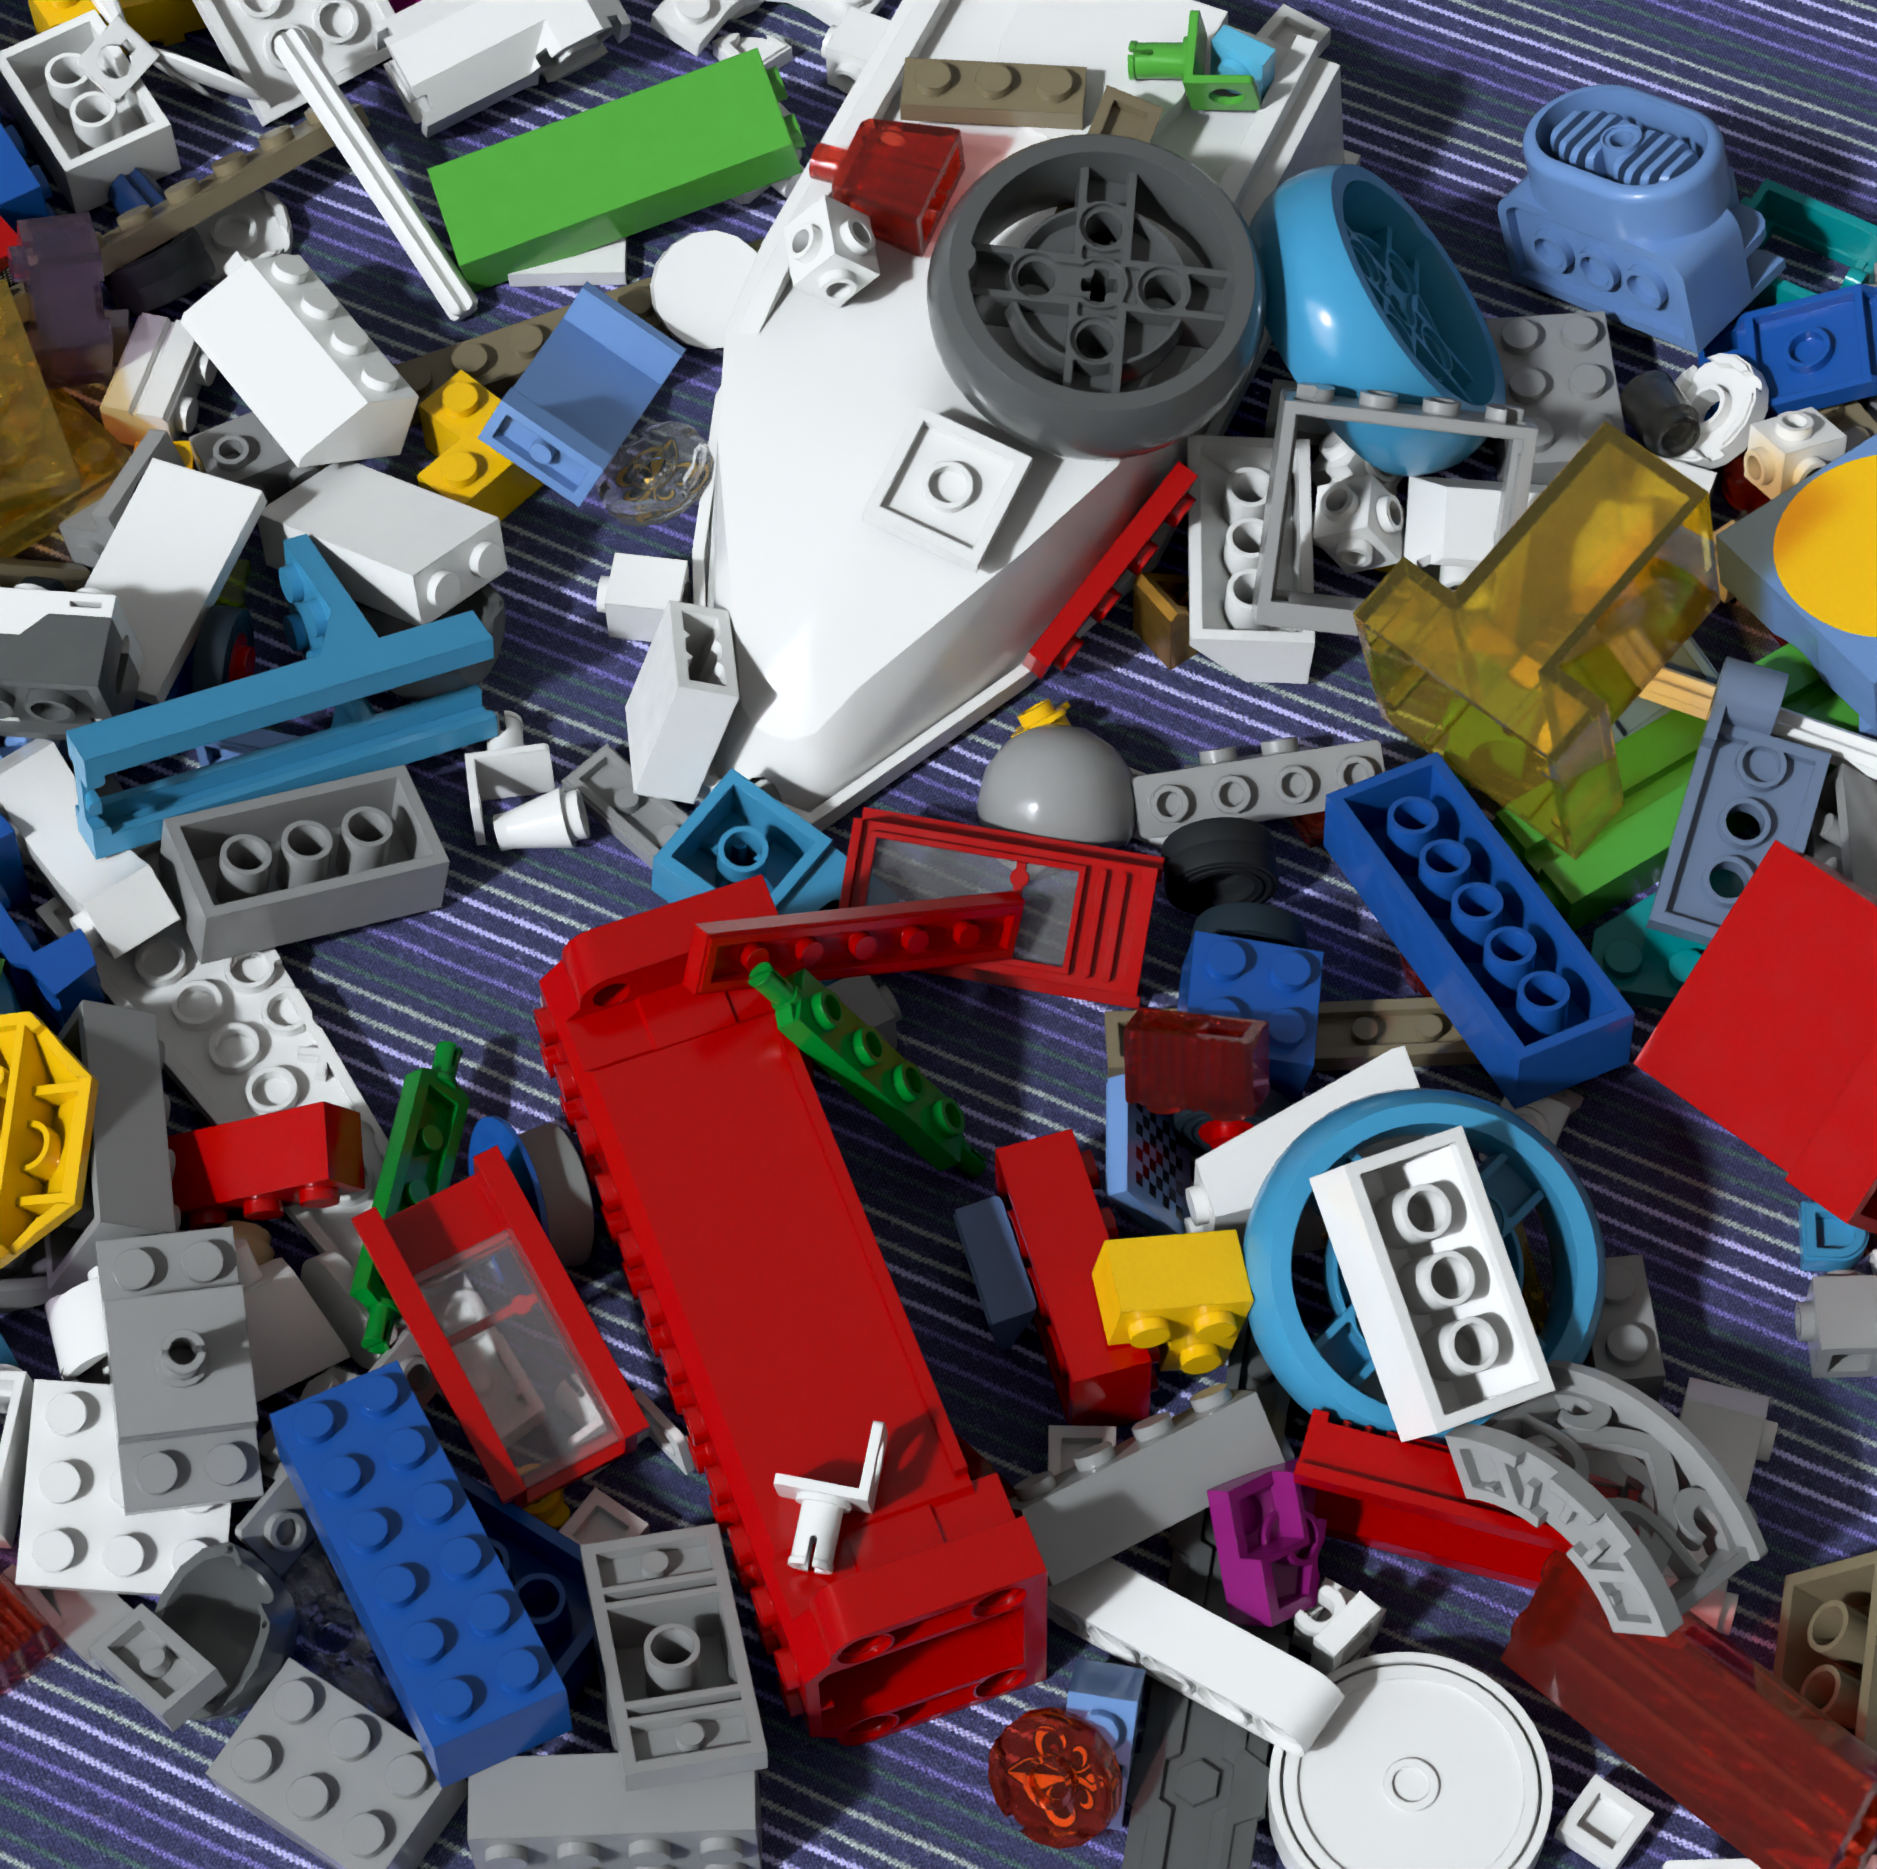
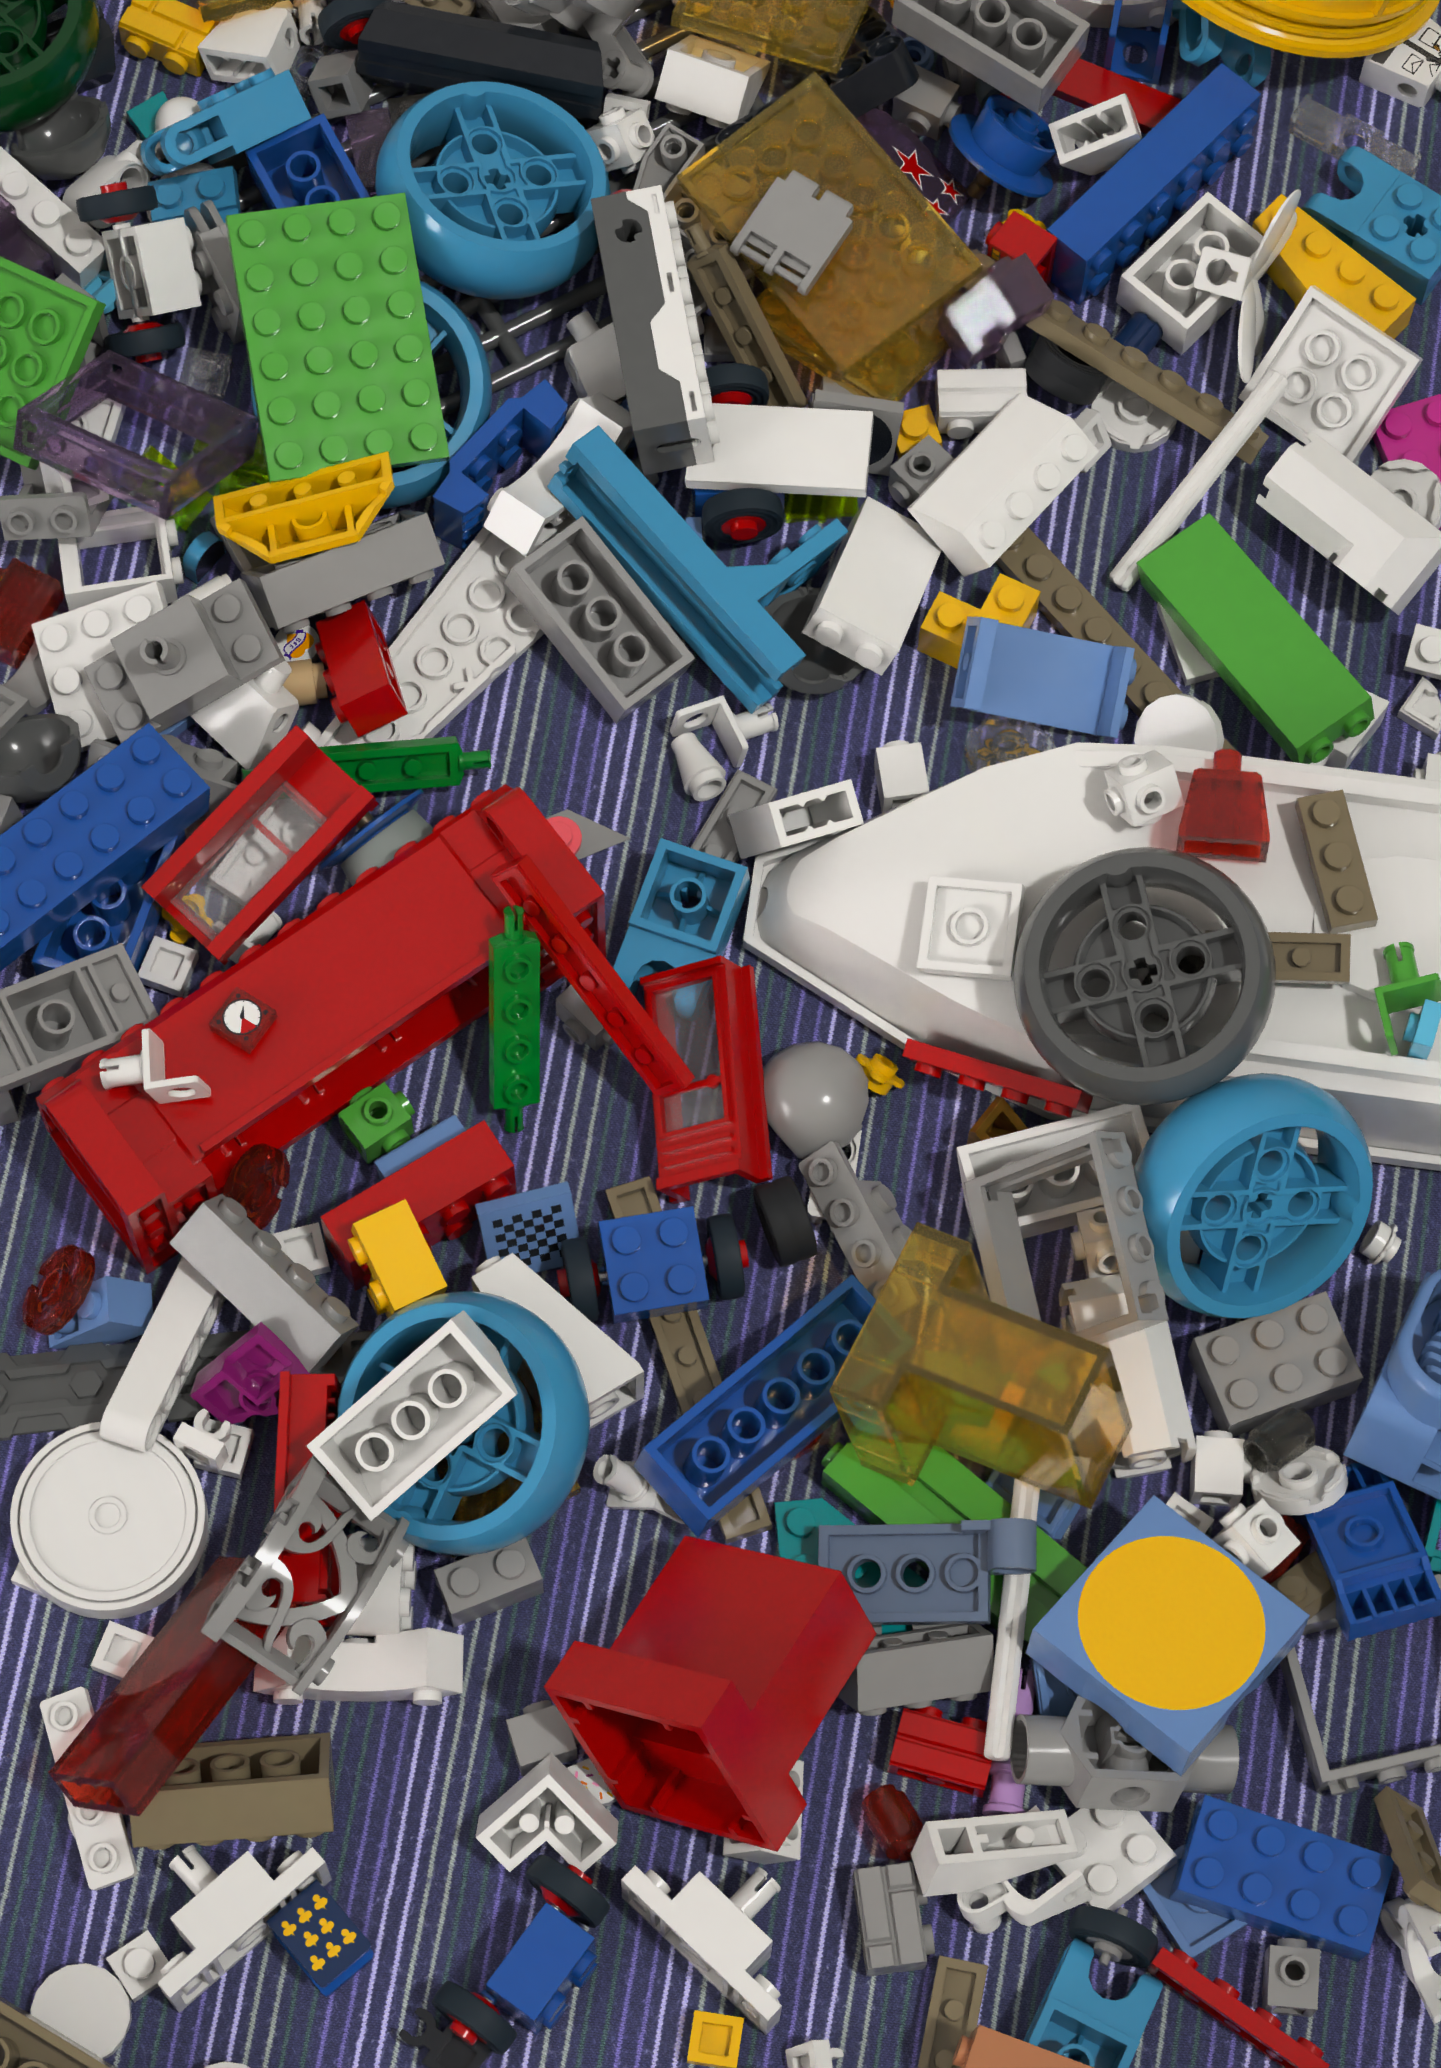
camera: 70 degrees right, 10 degrees up
(788, 1368) = (243, 1020): none -> tile
(937, 1311) = (377, 1121): none -> bright green brick
(1196, 1063) = (578, 1230): clear red brick -> none

